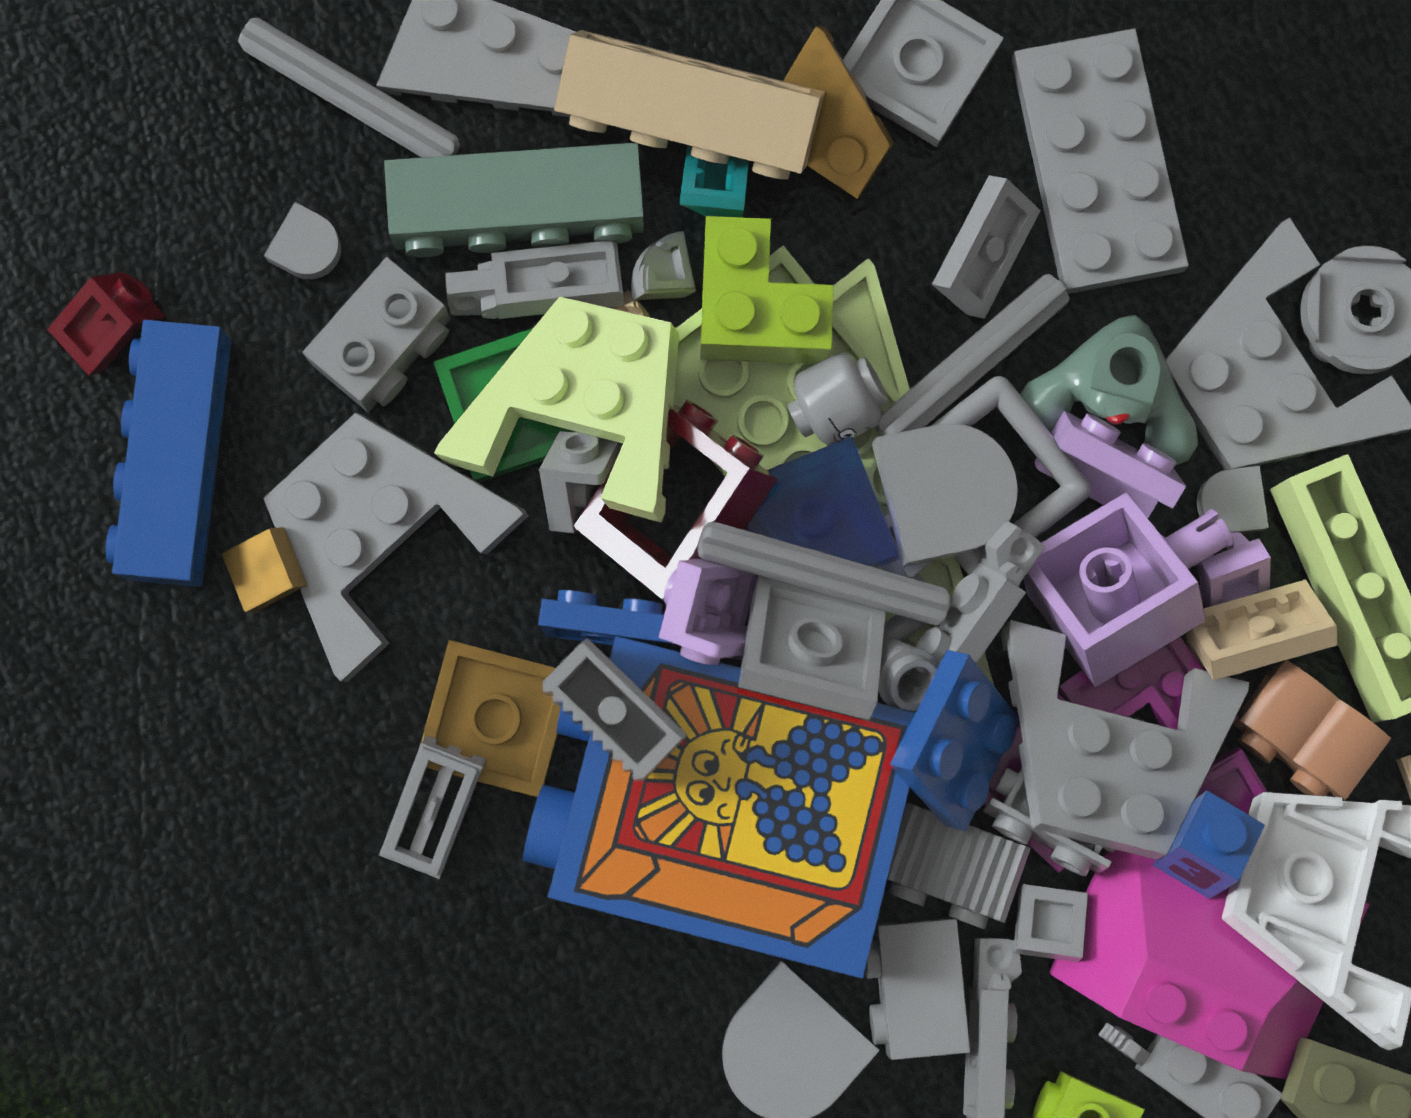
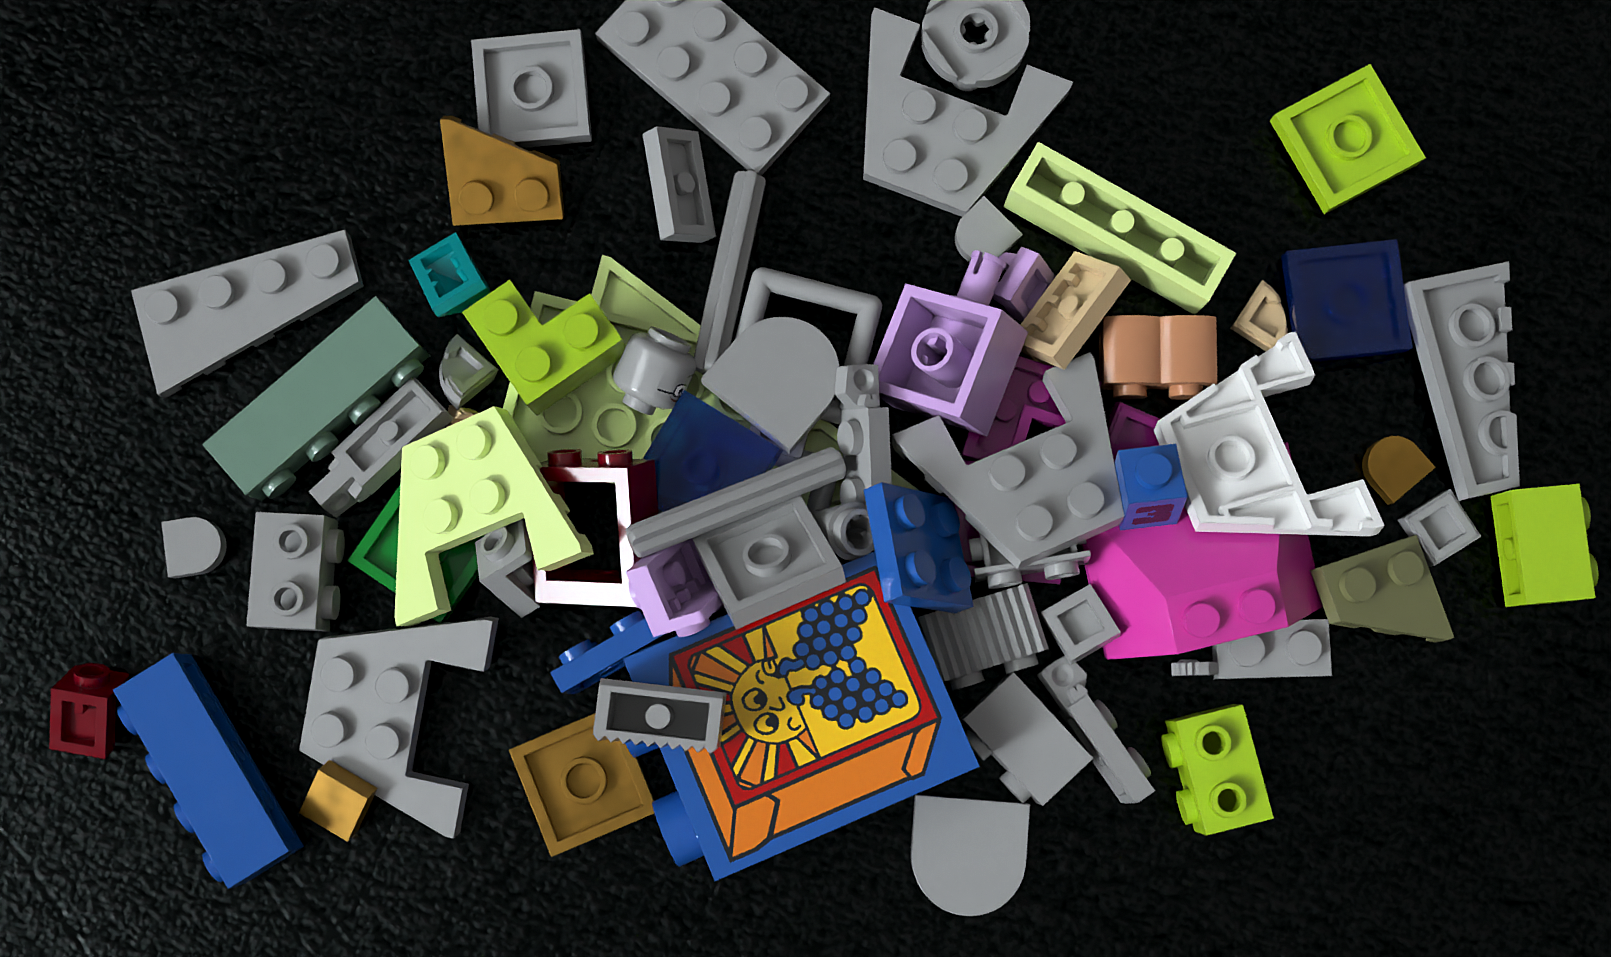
camera: 30 degrees left, 0 degrees up
(346, 91) = (138, 414): light grey axle -> none
(450, 760) = (574, 835): light grey tile -> none
(689, 103) = (388, 241): tan brick -> none
(1116, 466) = (884, 270): lavender bracket -> none
(1121, 379) = (842, 208): sand green head -> none

